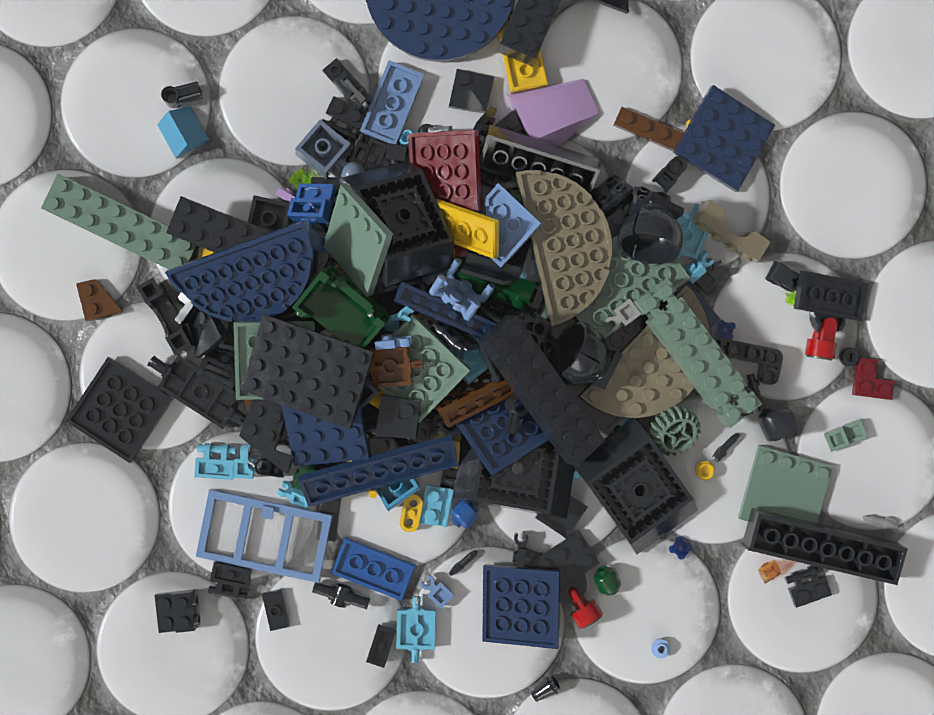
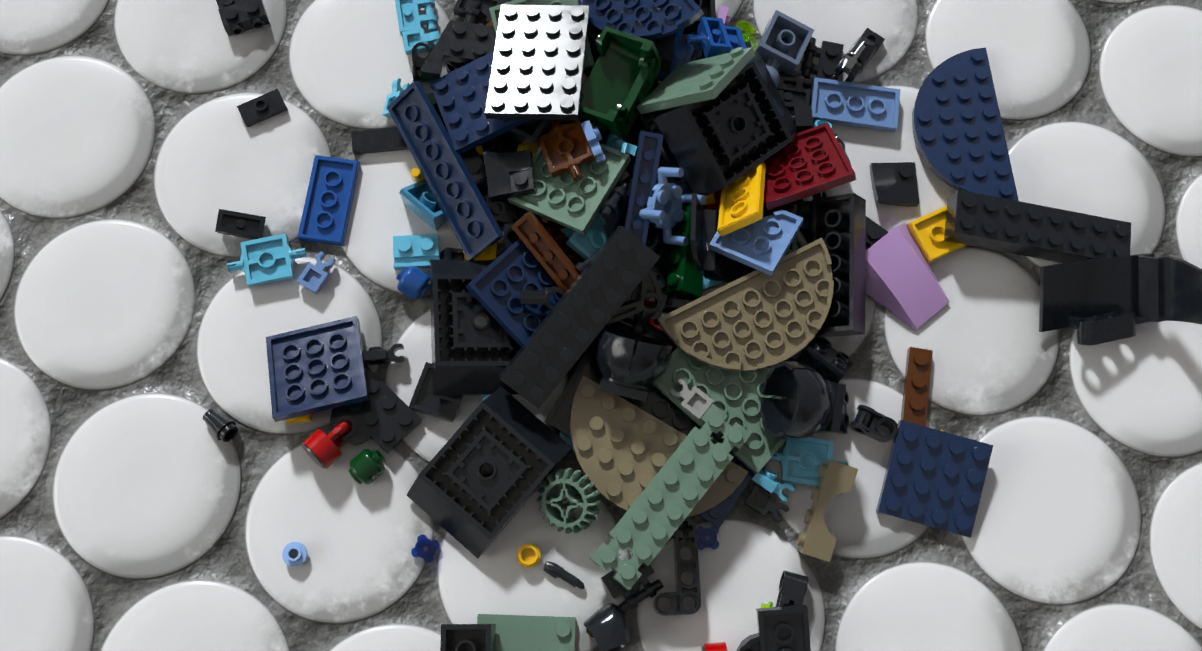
camera: 70 degrees right, 15 degrees down
(230, 575) = (292, 56): black plate -> none
(264, 535) = (343, 79): door -> none
(341, 595) = (291, 170): black pin -> none
(411, 512) = (403, 224): yellow plate -> none
(463, 562) = (356, 297): black piece -> none
(484, 121) = (873, 202): black plate -> none

